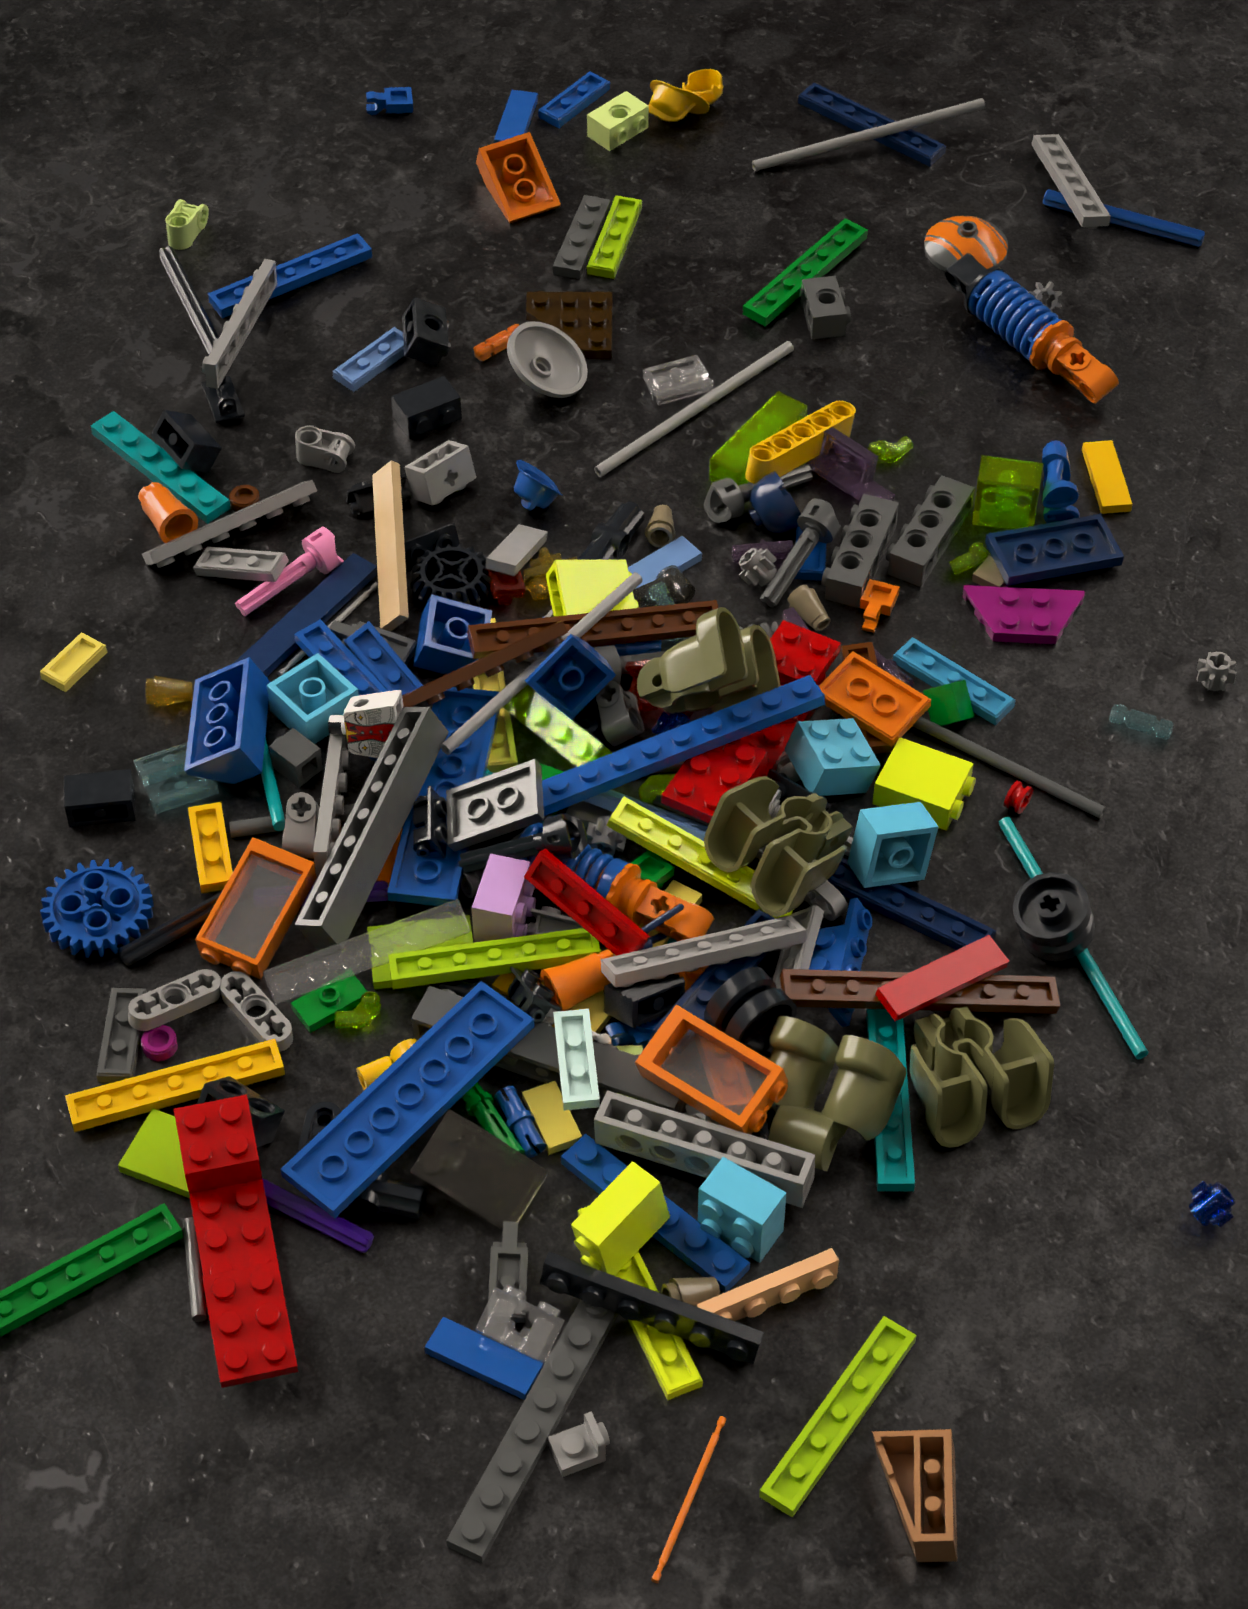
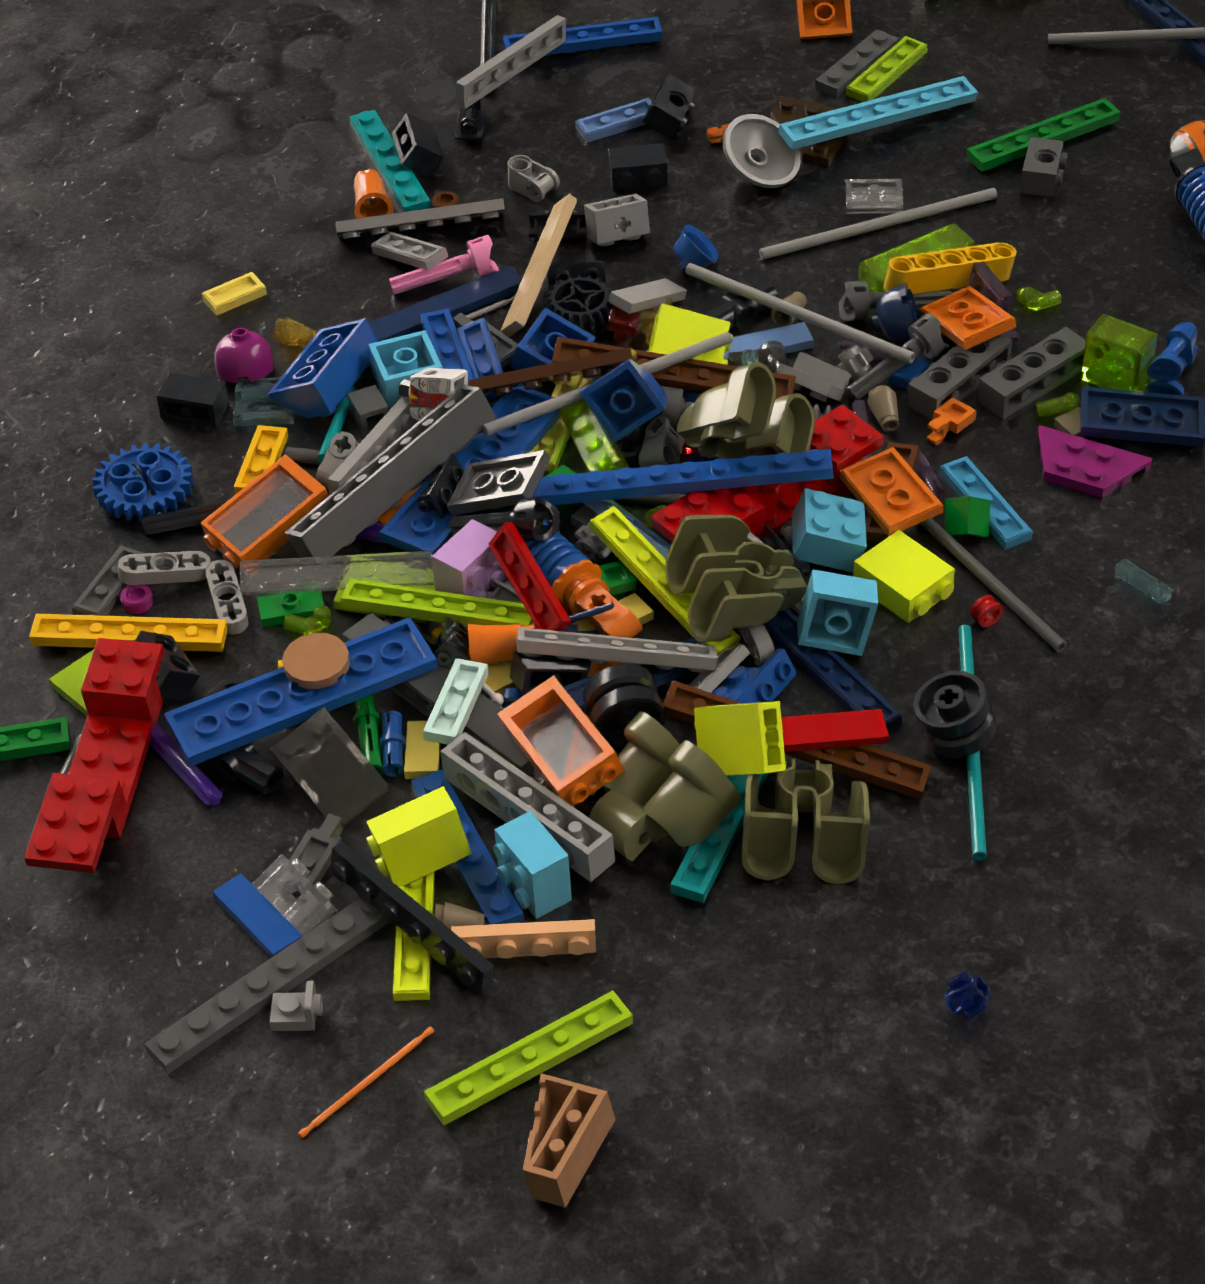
camera: 25 degrees right, 5 degrees down
(130, 734) = (243, 355): none -> magenta cylinder
(413, 1060) = (316, 660): none -> medium nougat tile
(637, 289) = (877, 112): none -> medium azure plate
(682, 529) = (801, 313): none -> light grey piece
(730, 591) = (818, 376): none -> light grey bracket
(851, 490) = (969, 317): none -> orange tile
(885, 1008) = (742, 737): none -> neon yellow brick

